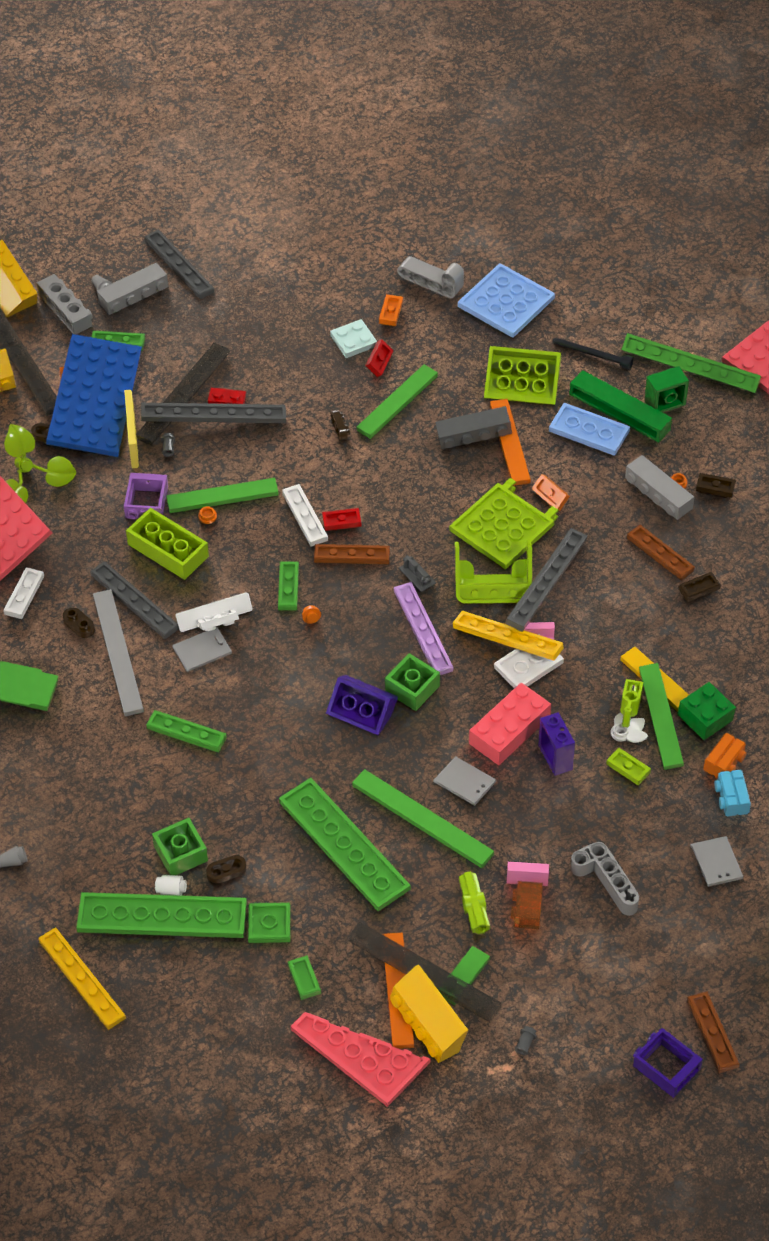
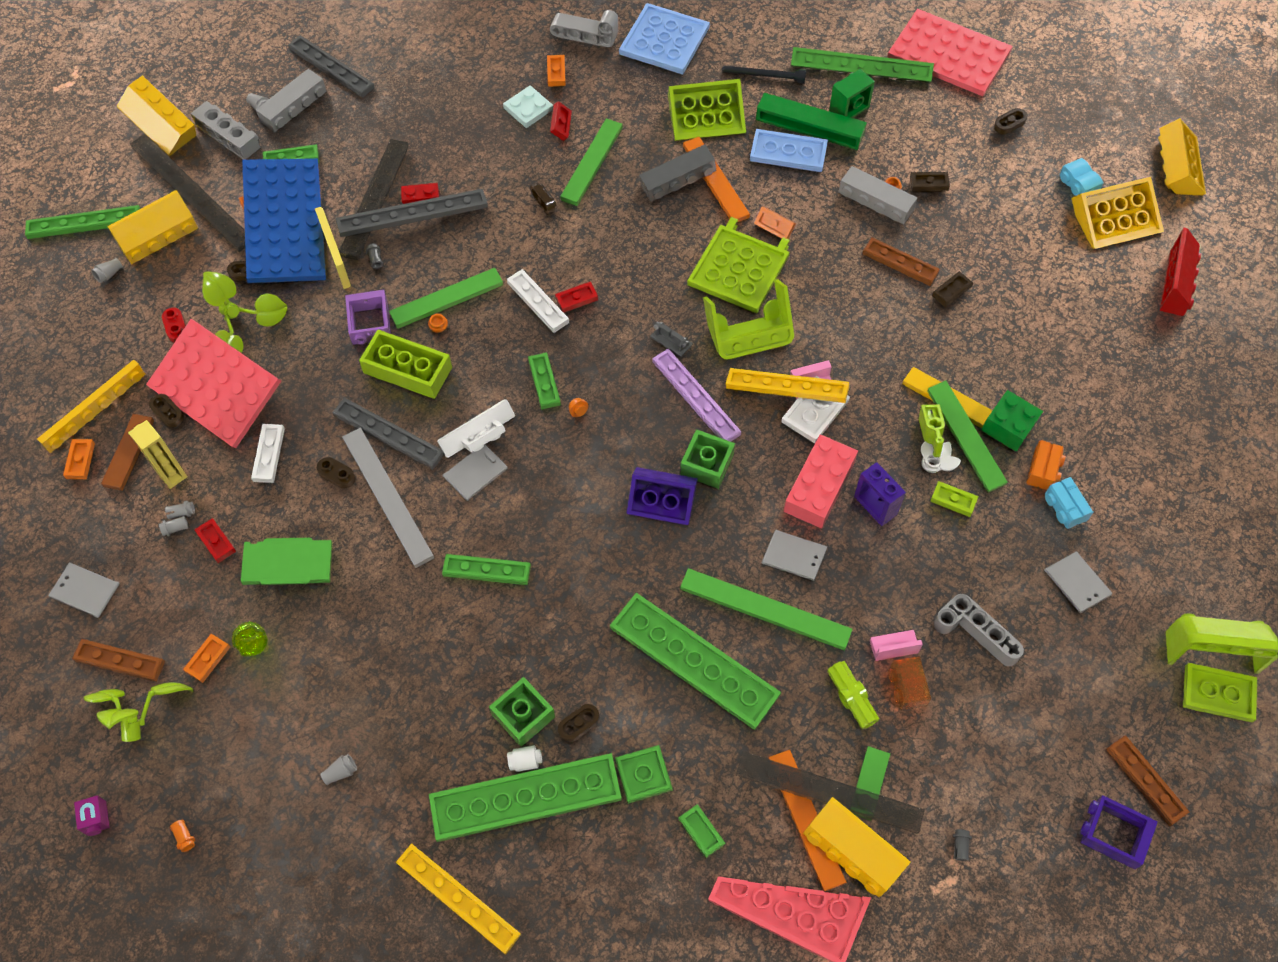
camera: 15 degrees left, 10 degrees up
(352, 554) = (598, 331): dark orange tile -> none
(546, 580) = (805, 318): dark grey plate -> none

